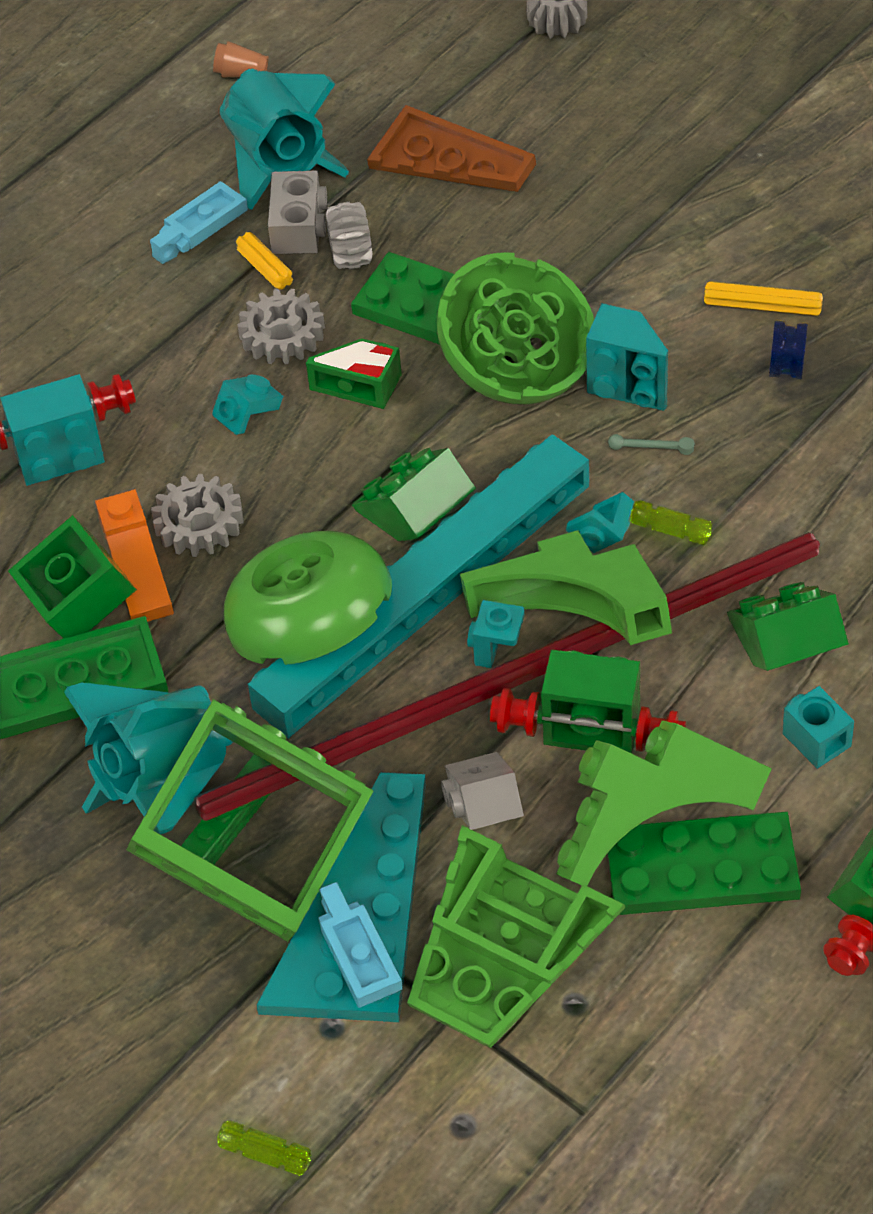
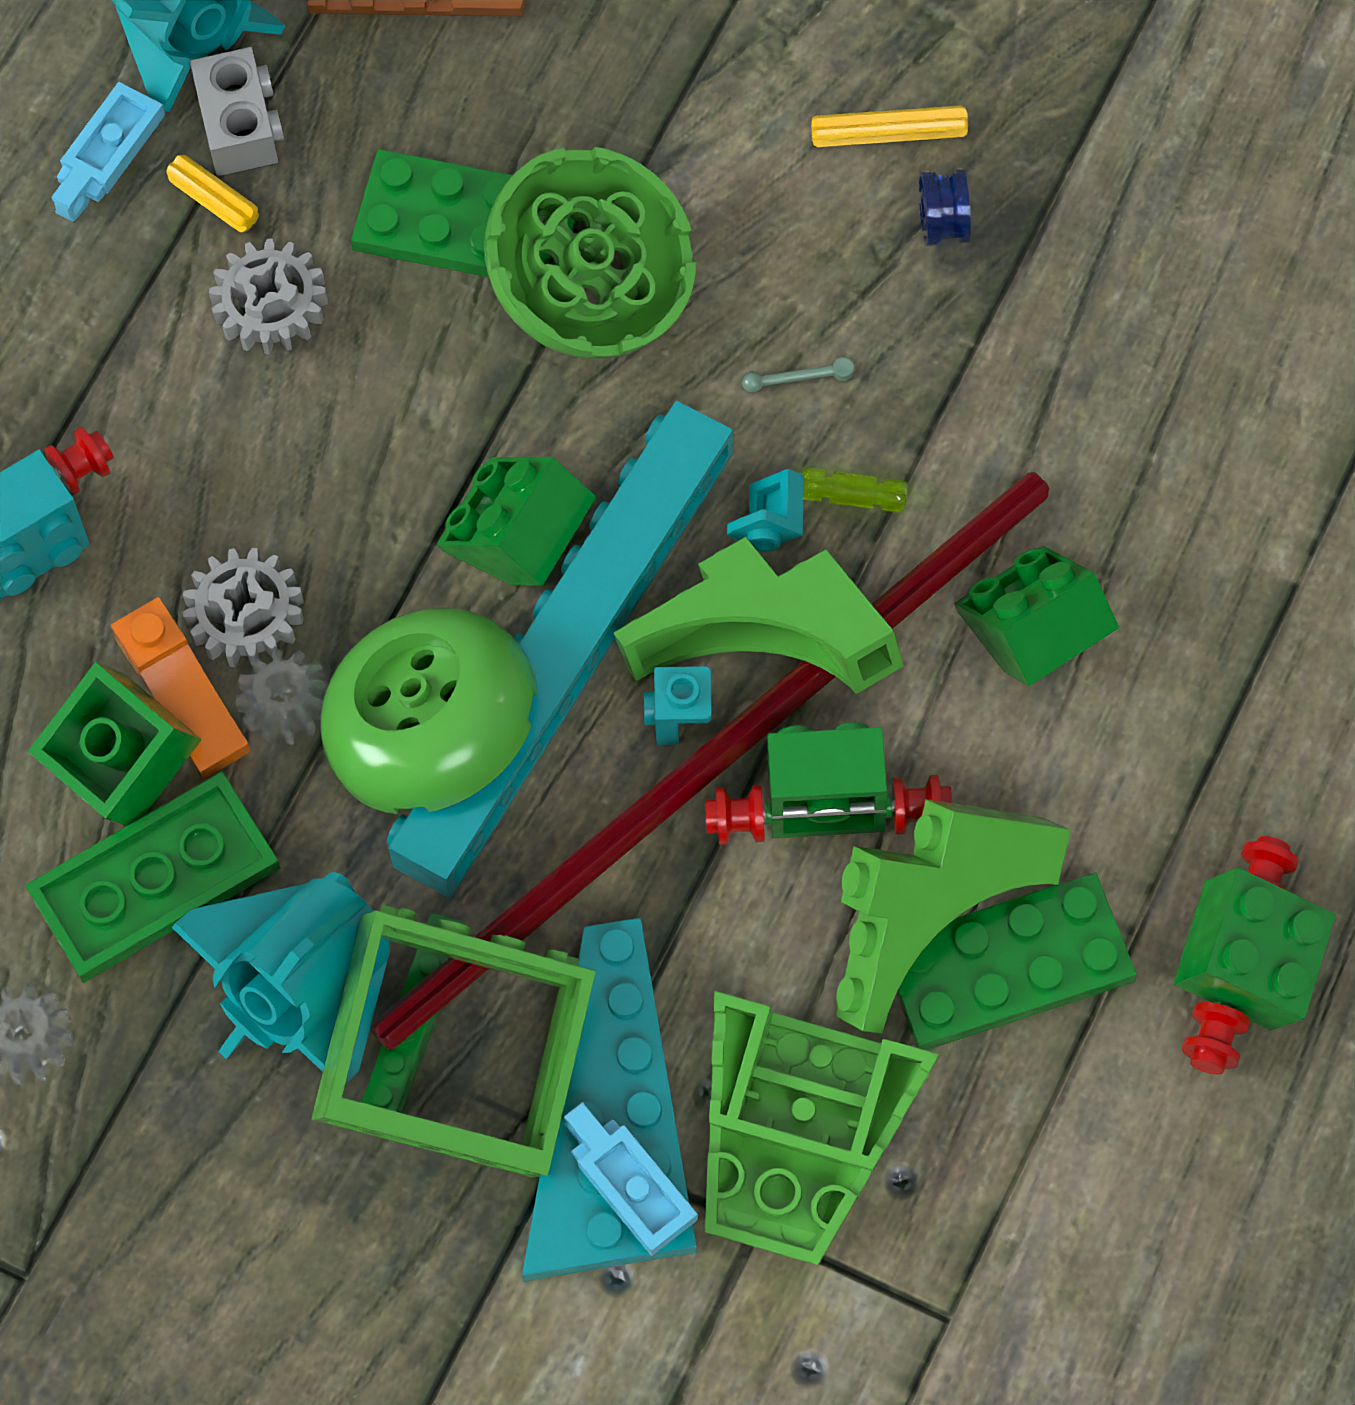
camera: 15 degrees left, 15 degrees up
(204, 576) = (274, 680): none -> clear gear
(242, 398) = (252, 420): teal bracket -> none
(349, 235) = (322, 140): light grey gear -> none
(356, 372) = (390, 348): green slope -> none
(482, 791) = (724, 935): light grey brick -> none
(626, 359) = (744, 267): teal slope -> none
(821, 741) = (1111, 770): teal brick -> none

